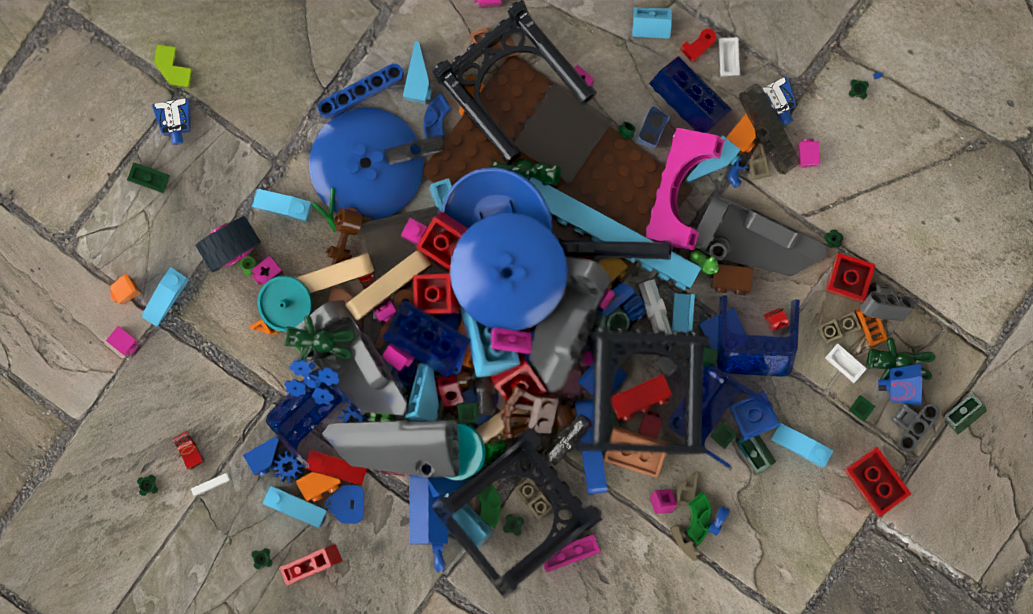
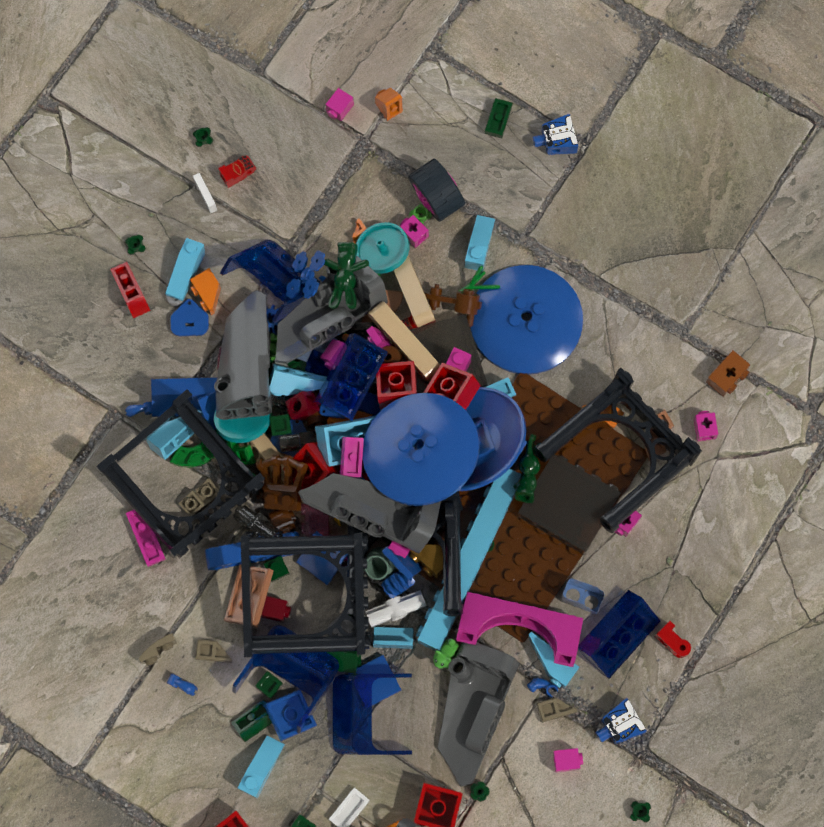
camera: 90 degrees right, 10 degrees down
(164, 296) = (385, 140): medium azure slope -> none
(173, 74) = (612, 126): lime tile -> none
(262, 457) = (231, 237): blue slope -> none
(290, 473) = (216, 261): blue gear -> none
(335, 468) = (224, 304): red slope -> none
(355, 99) = (598, 316): blue beam -> none
(402, 153) = (538, 348): clear smoke piece -> none
(417, 83) = (608, 361): medium azure slope -> none
(435, 115) = (576, 381): blue tile -> none
(508, 526) = (168, 479): dark green plate -> none
(626, 130) = (578, 571): dark green plate -> none
(641, 398) = (302, 595): red brick -> none
(651, 22) = (693, 591): medium azure panel -> none
(663, 501) = (200, 627): dark pink slope -> none
(700, 519) = (183, 665): green tile -> none
(729, 57) = (663, 673): white tile -> none
(732, 279) = (431, 686): reddish brown brick -> none
(743, 135) = (583, 690): orange slope -> none
(769, 129) = (589, 715): clear smoke beam -> none
(776, 319) = (390, 733): red leg -> none
(839, 327) = (386, 802): dark tan slope -> none

